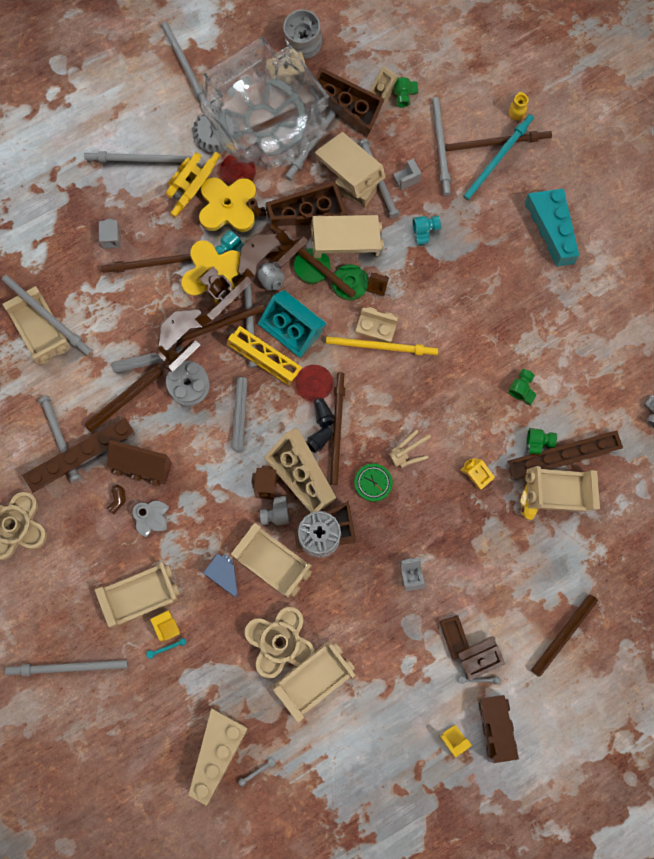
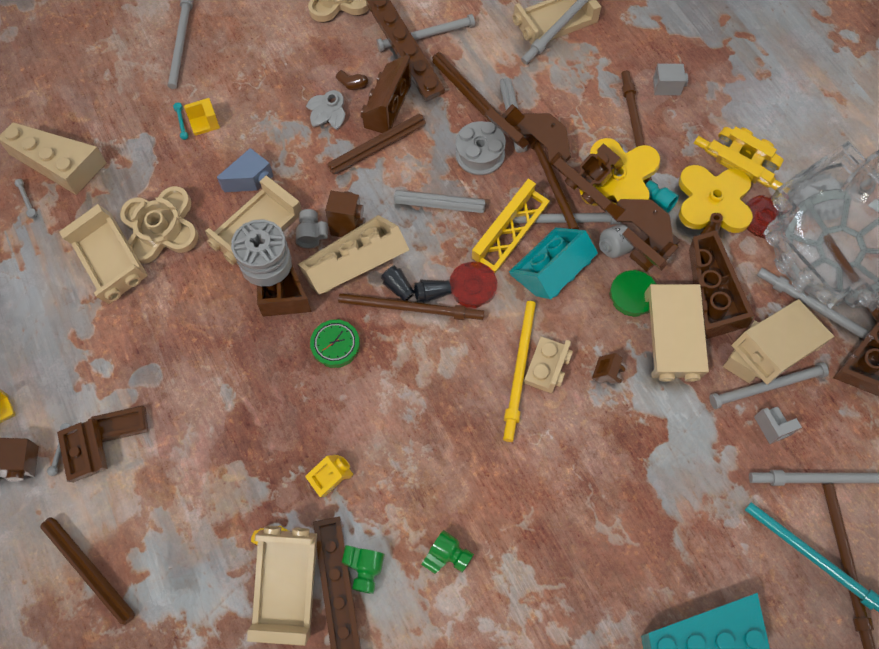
camera: 95 degrees right, 10 degrees down
(103, 156) = (770, 80): light grey bar -> none
(137, 595) = (241, 93): tan panel -> none
(185, 470) = (376, 144): none -> reddish brown axle
(319, 266) = (606, 321): reddish brown bar -> none
(354, 278) = (611, 335): green tile -> none
(400, 455) = (366, 377): tan plant -> none
(412, 574) = (206, 376): light grey bracket -> none
(423, 225) = (696, 435): teal piece -> none

